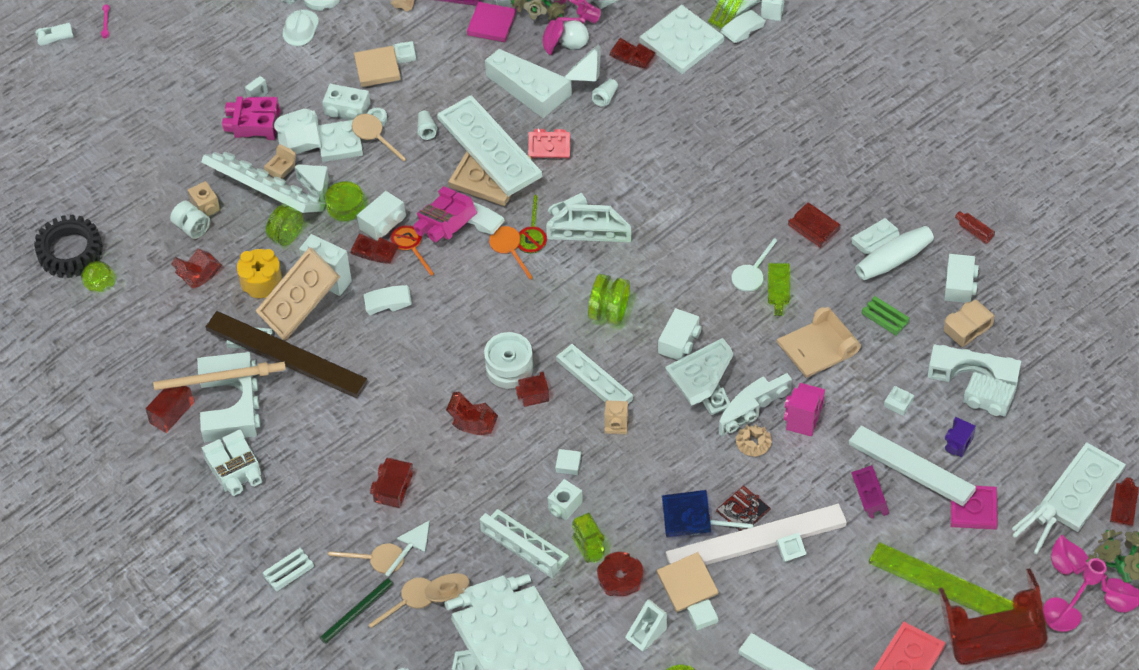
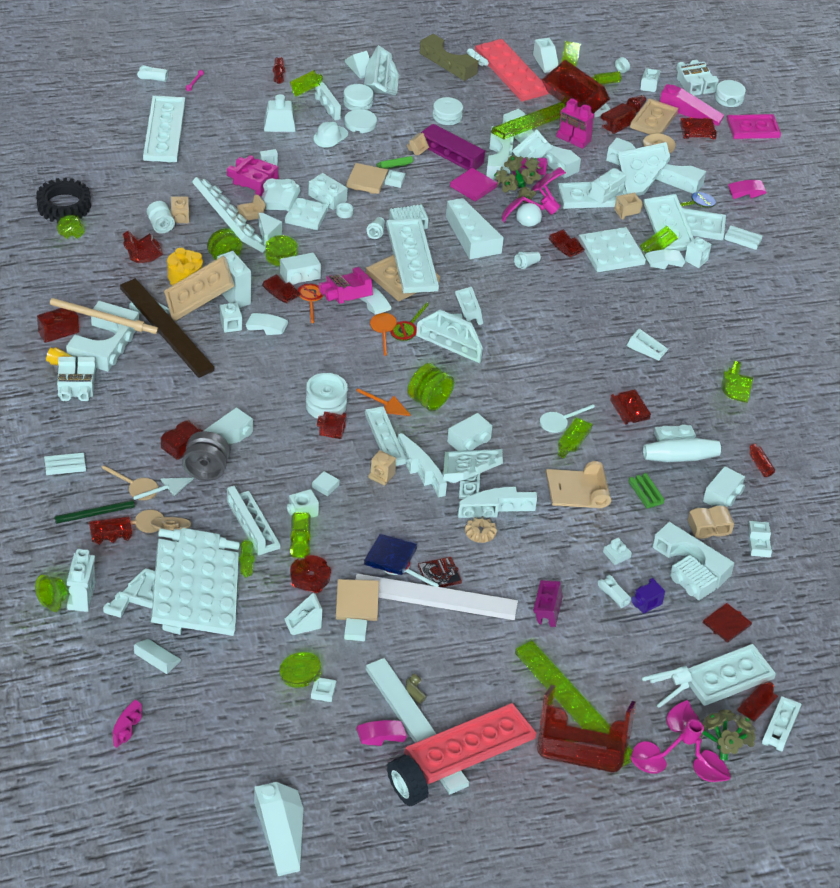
camera: 20 degrees right, 10 degrees down
(116, 101) = (164, 129): none -> light aqua plate
(193, 444) = (53, 355): none -> yellow cone
(234, 29) = (279, 115): none -> light aqua torso
(345, 310) = (230, 317): none -> light aqua brick
(369, 128) = (333, 212): tan piece -> none
(389, 624) = (110, 529): none -> clear red plate
(394, 33) = (395, 162): none -> bright green tile
(432, 449) = (233, 426): none -> light aqua slope
(434, 492) = (206, 456): none -> flat silver wheel
(451, 94) = (410, 213): none -> light aqua brick
(469, 418) = (269, 421): clear red brick -> none
(546, 588) = (246, 558): none -> clear neon green axle
(549, 144) = (459, 274): coral bracket -> none
(576, 336) = (393, 406): none -> orange piece
(583, 178) = (469, 305): none -> light aqua hinge
(587, 68) = (523, 233): light aqua slope -> none
(648, 391) = (420, 462): none -> light aqua slope
(774, 142) = (642, 342): none -> light aqua slope
(791, 547) = (458, 613): light aqua tile -> none
(796, 650) = (412, 688): none -> olive arm
(804, 408) = (534, 522): dark pink brick -> none
(901, 150) = (736, 385): none -> clear neon green brick
(912, 465) = (596, 600): light aqua tile -> none
(924, 446) = (612, 588): none -> light aqua bar
(978, 512) = (628, 651): dark pink tile -> none
(1022, 318) = (759, 539): none -> light aqua slope
(1046, 428) = (727, 622): none -> clear red piece

